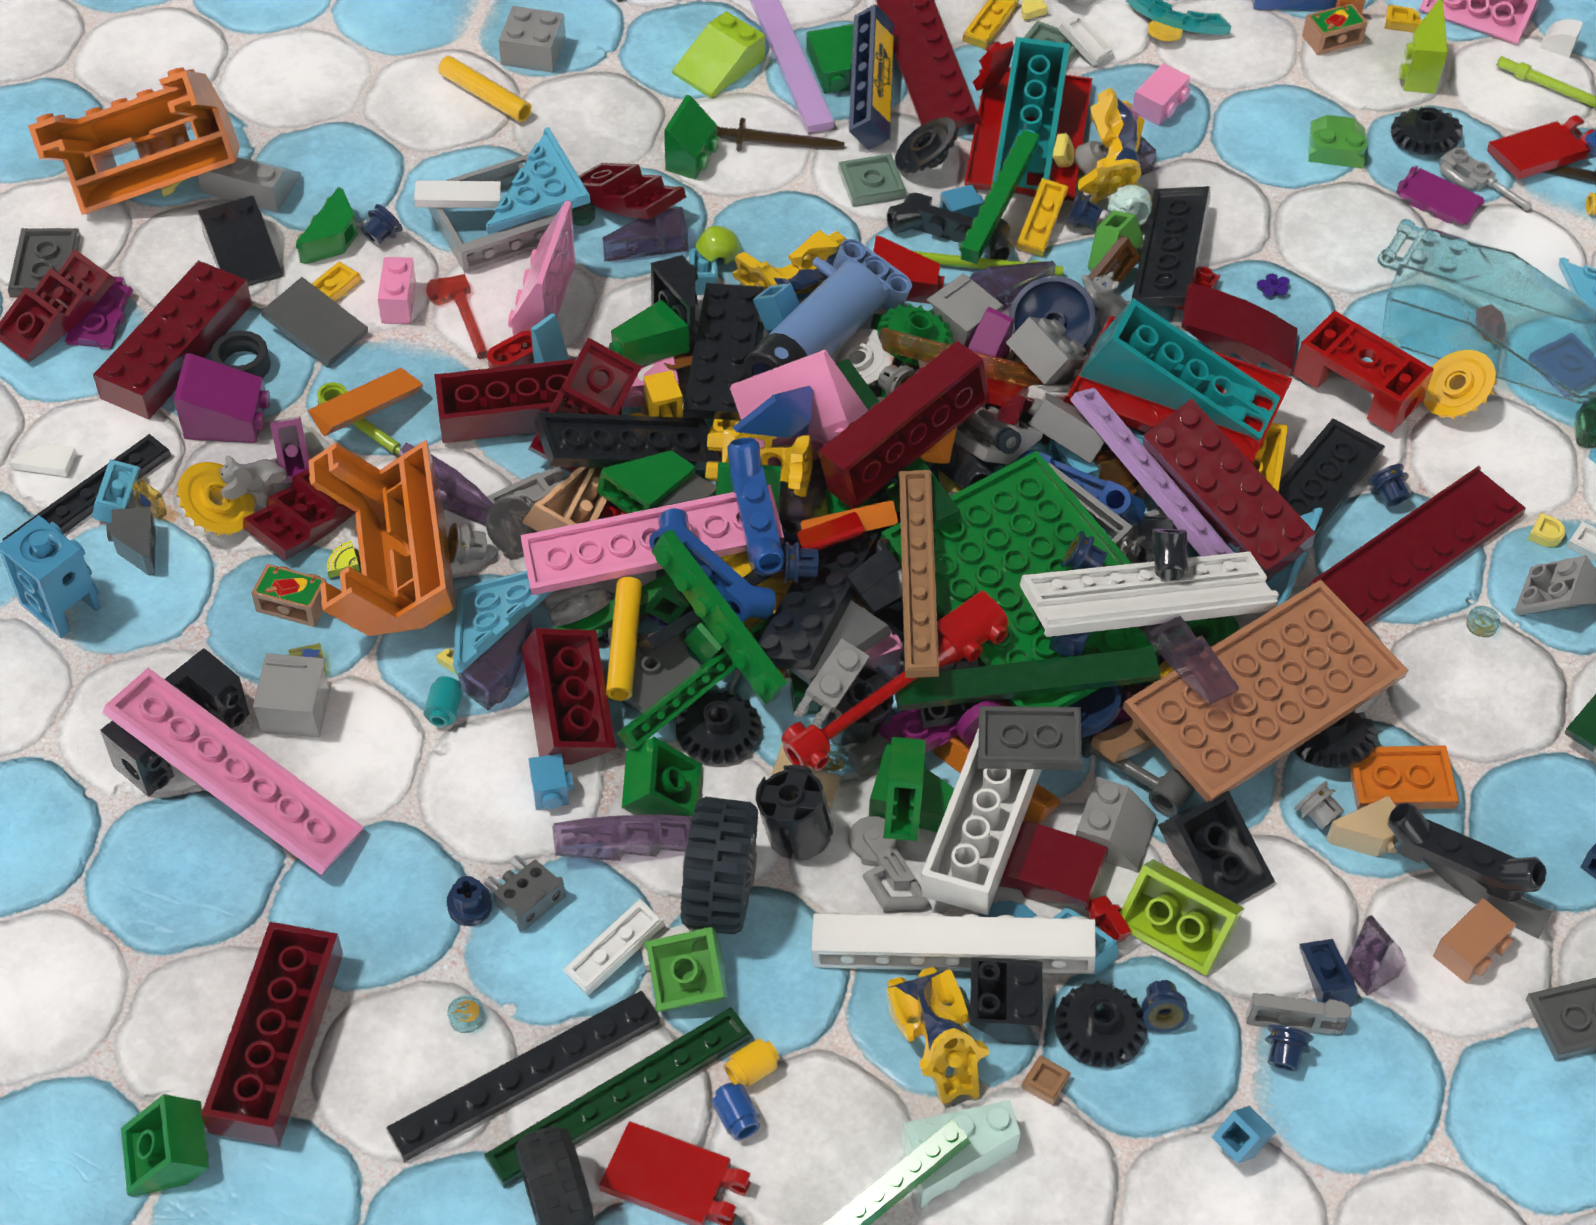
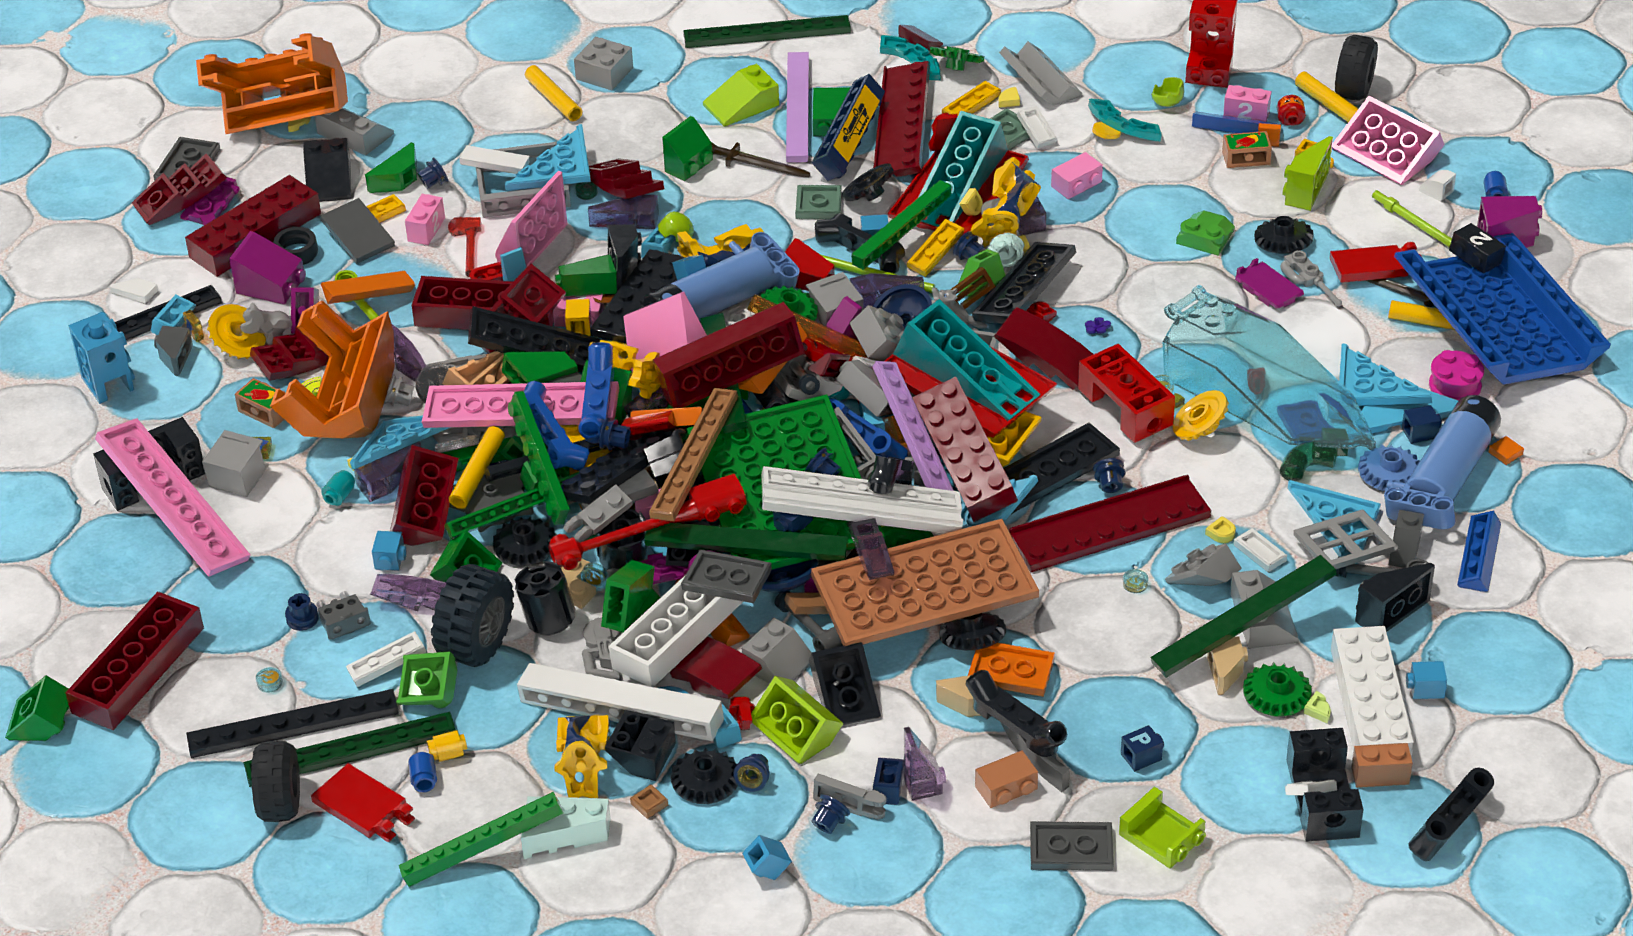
camera: 20 degrees right, 10 degrees down
(780, 415) = (641, 333): blue slope -> none
(1320, 806) = (935, 668): light grey piece -> none

